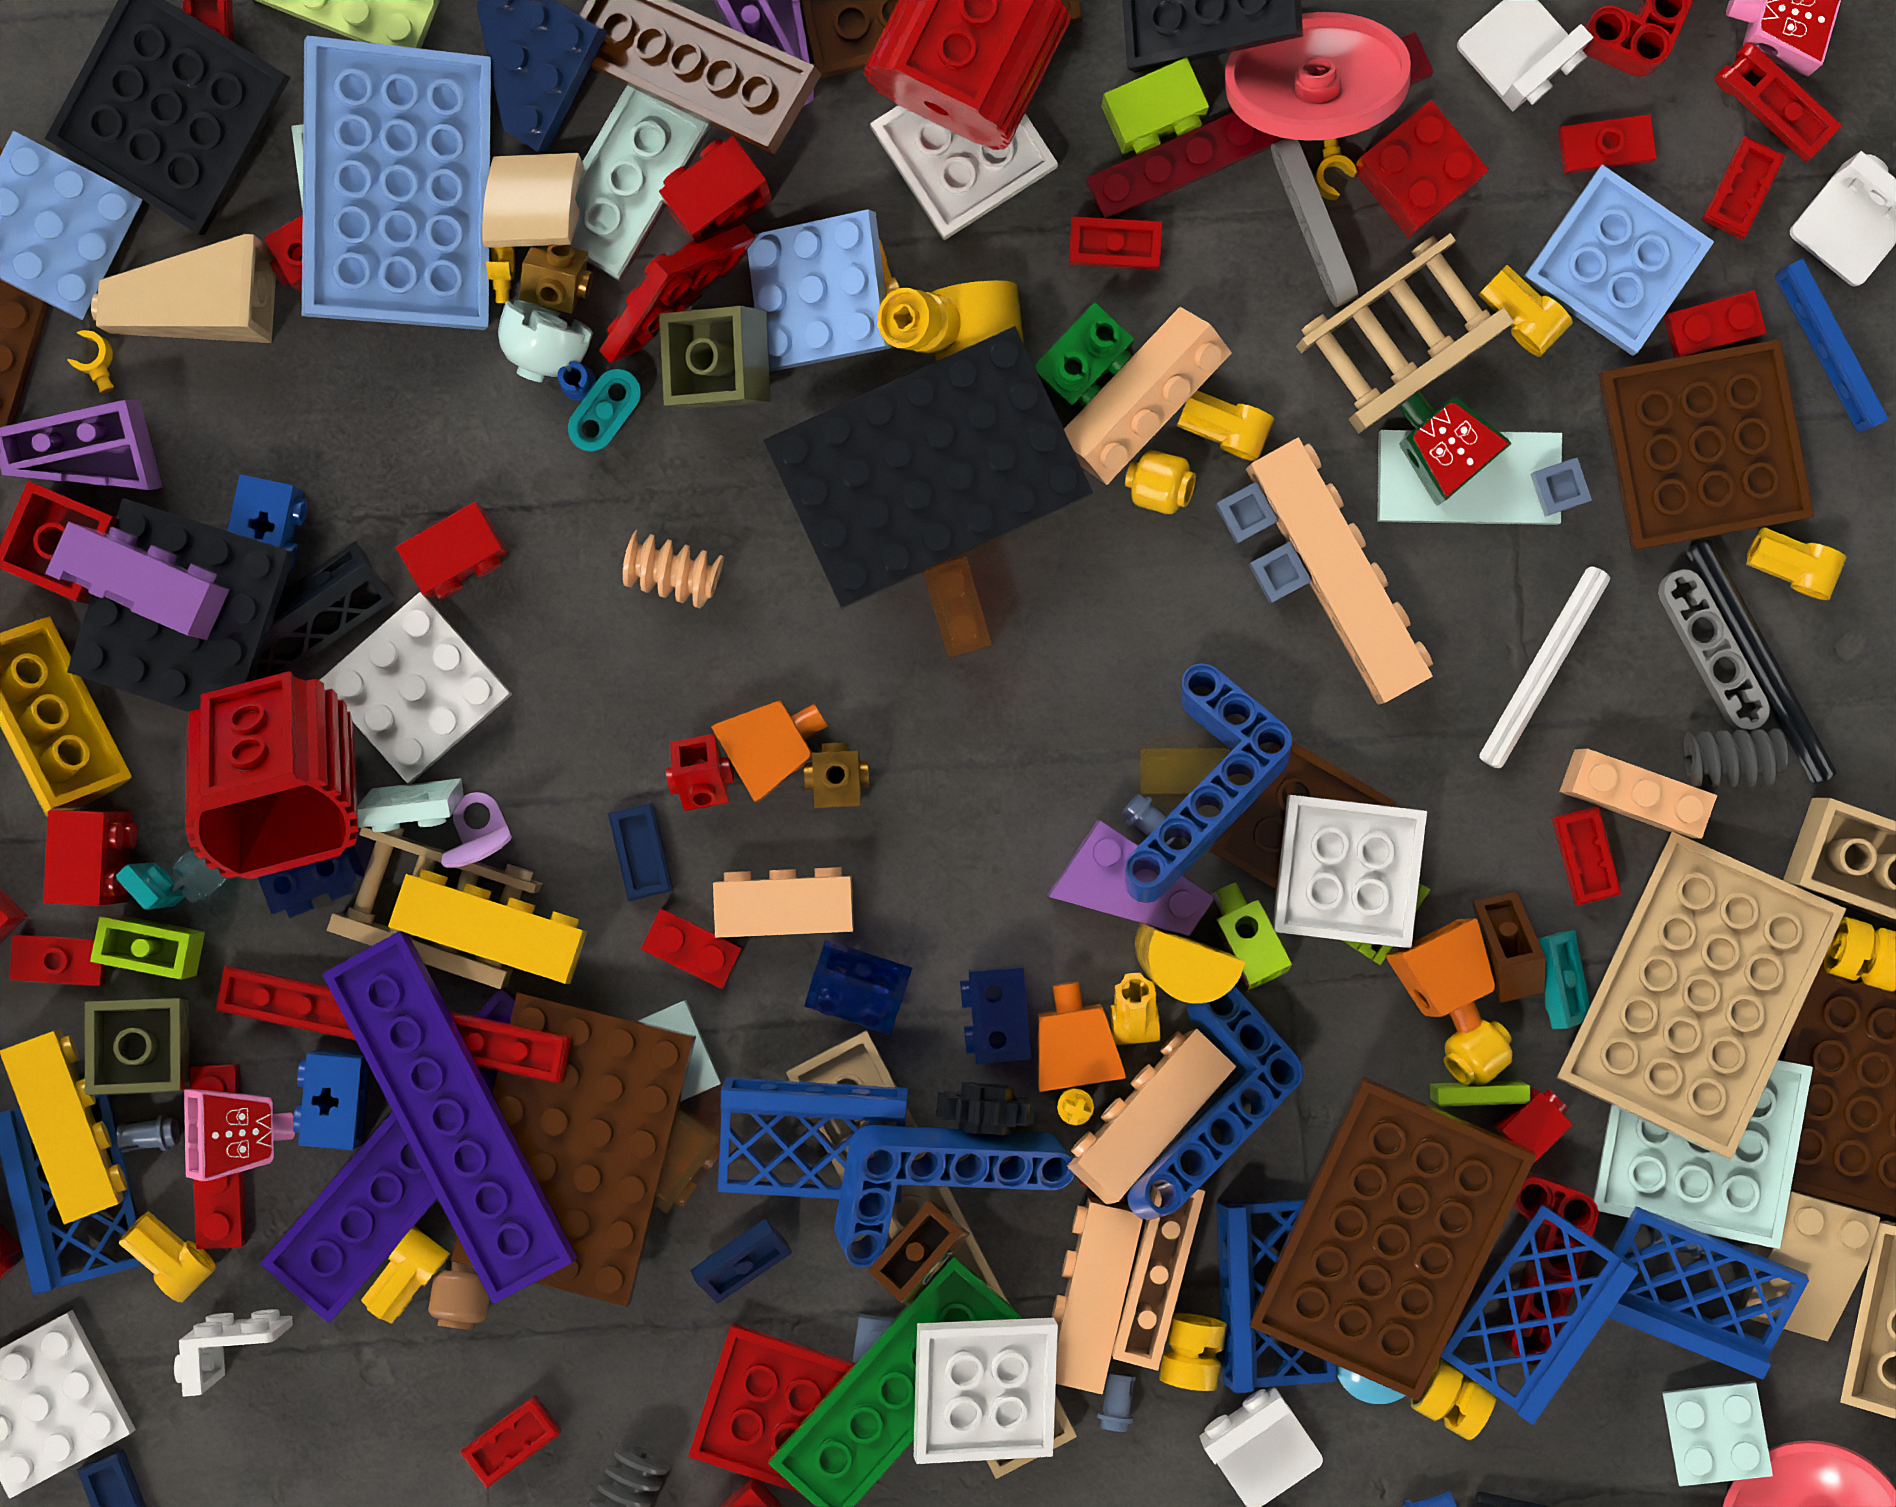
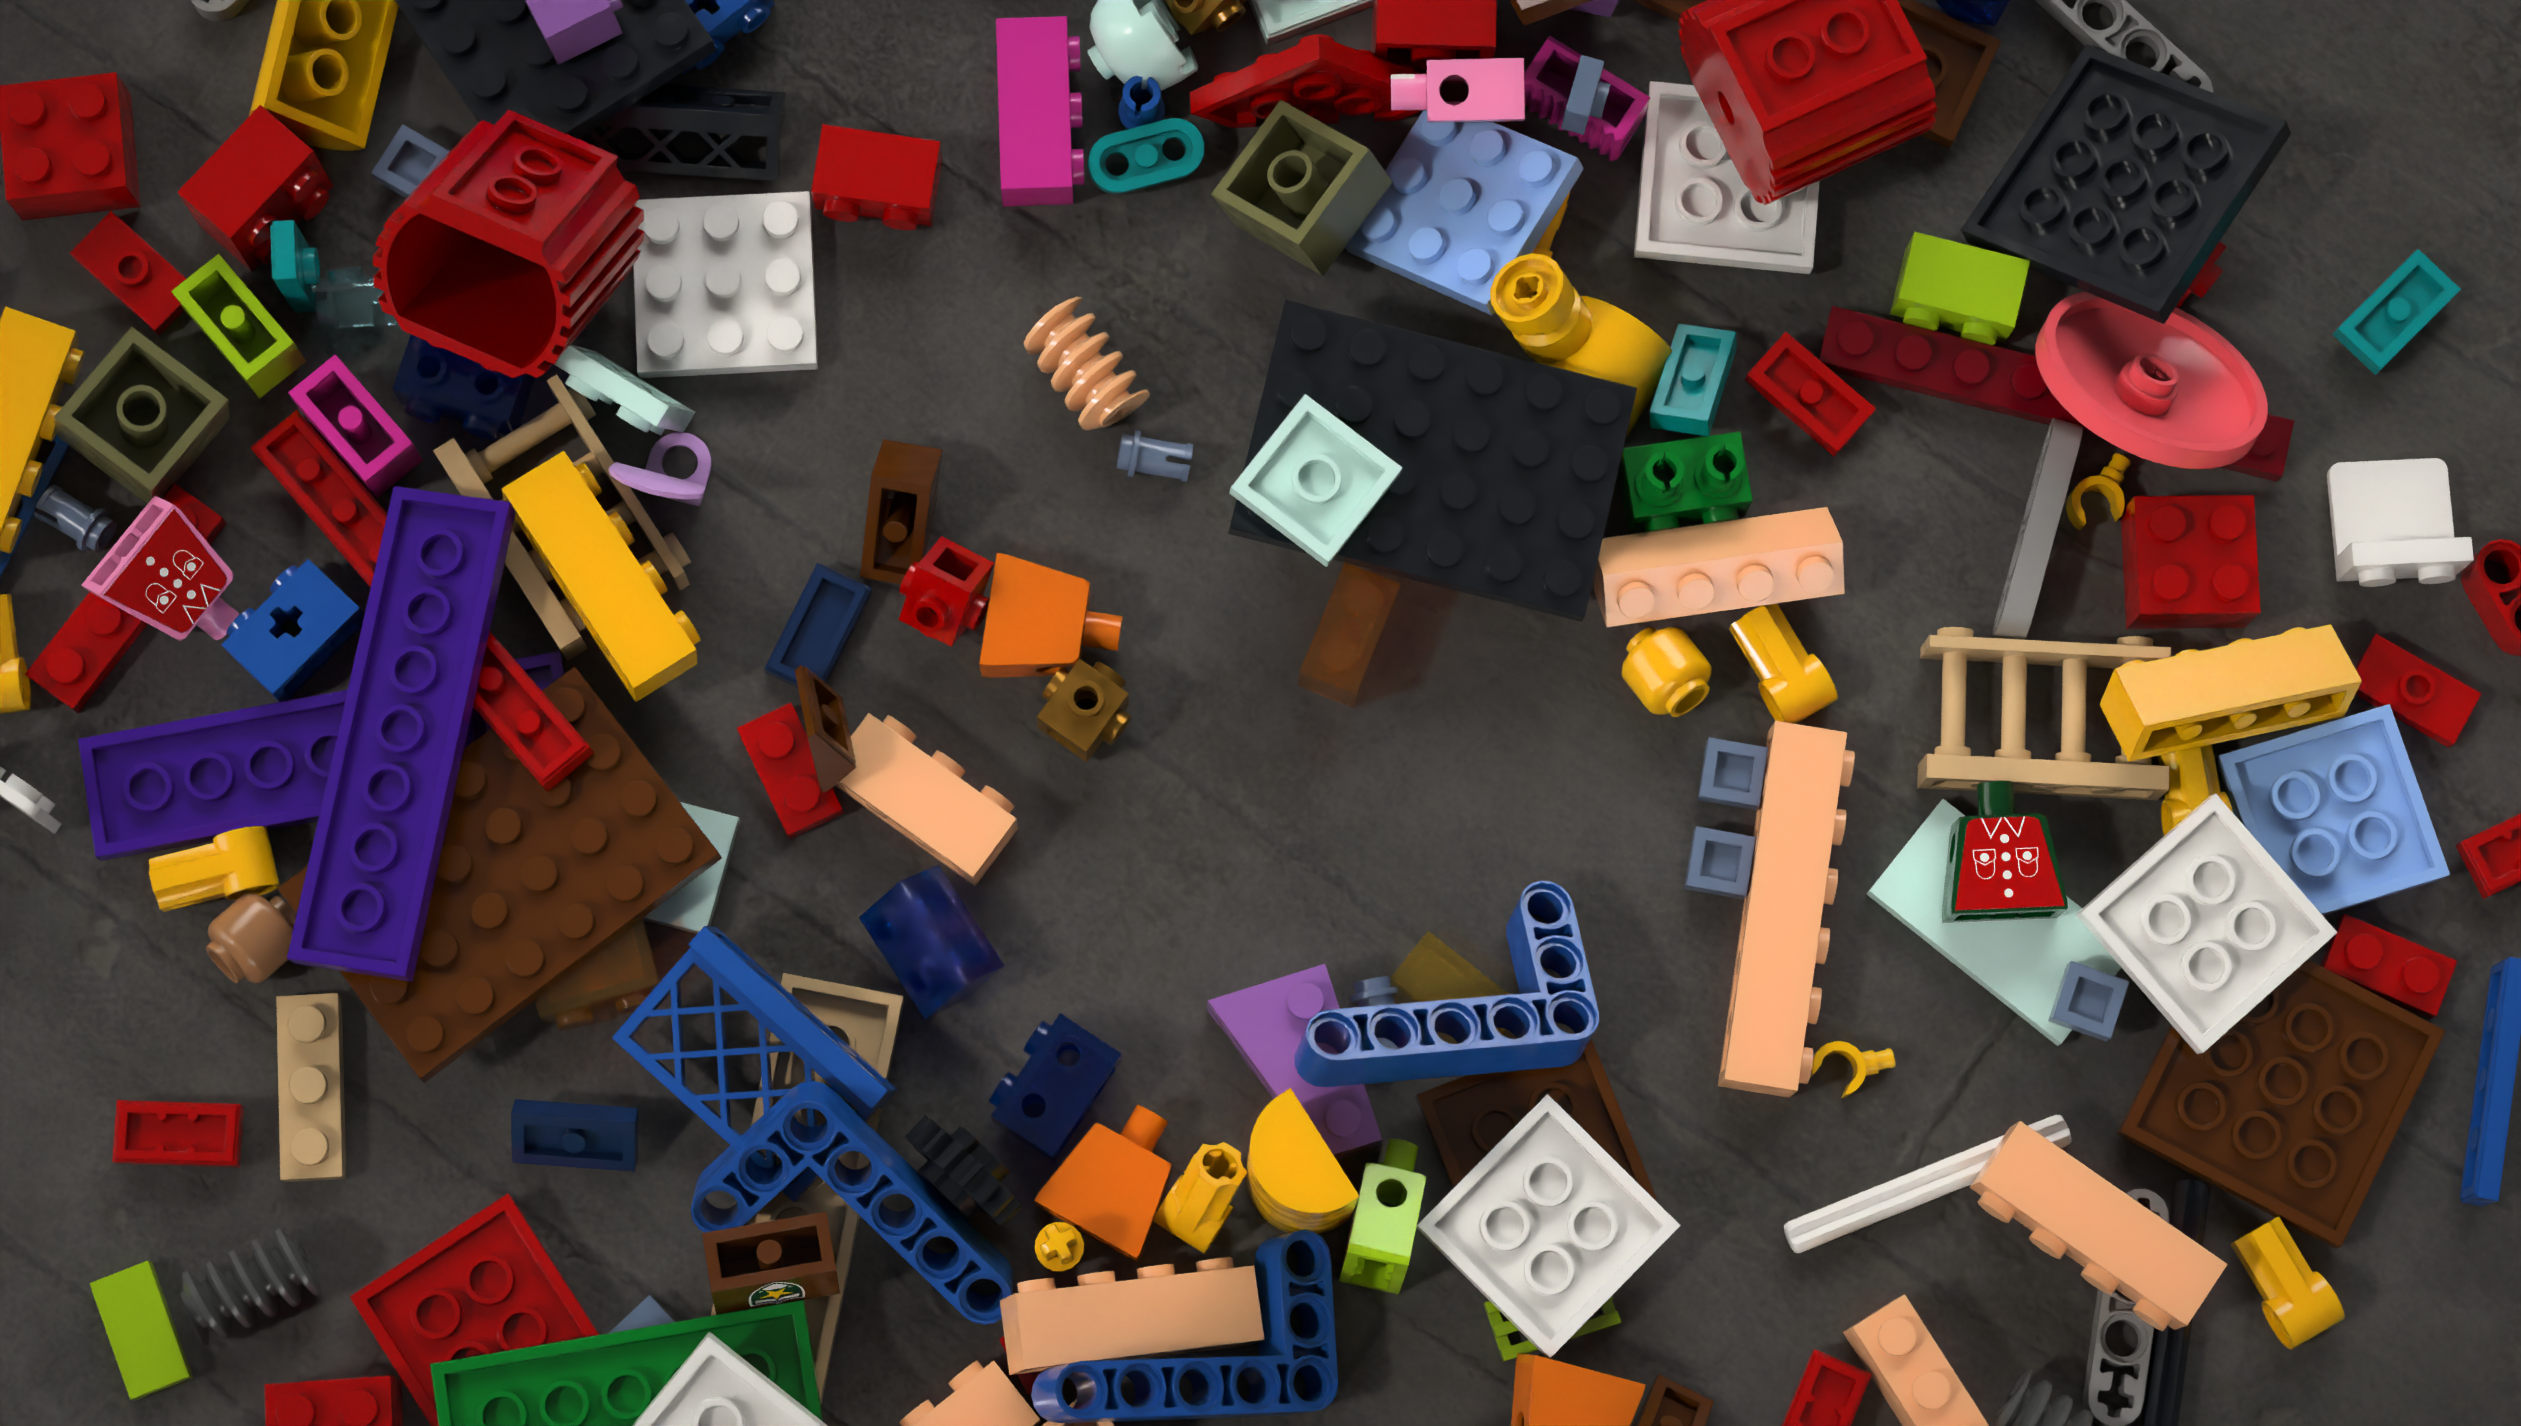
camera: 35 degrees right, 10 degrees down
(165, 764) = (407, 161): none -> sand blue plate
(267, 951) = (355, 426): none -> dark pink brick
(516, 433) = (1038, 111): none -> dark pink brick
(565, 1352) = (311, 1087): none -> tan plate
(631, 743) = (899, 509): none -> reddish brown slope
(695, 913) = (825, 728): none -> reddish brown slope
(752, 592) = (1150, 454): none -> sand blue pin
(788, 212) = (1492, 85): none -> bright pink torso
(839, 167) = (1548, 89): none -> dark pink brick
(845, 167) = (1586, 96): none -> sand blue plate
(872, 540) = (1315, 480): none -> light aqua plate
(1040, 290) = (1693, 380): none -> teal plate
(1453, 626) = (1863, 1063): none -> yellow piece
(1505, 233) = (2229, 692): none -> yellow brick
(1597, 386) = (2206, 923): none -> white plate
(1668, 619) = (2097, 1227): none -> light nougat brick

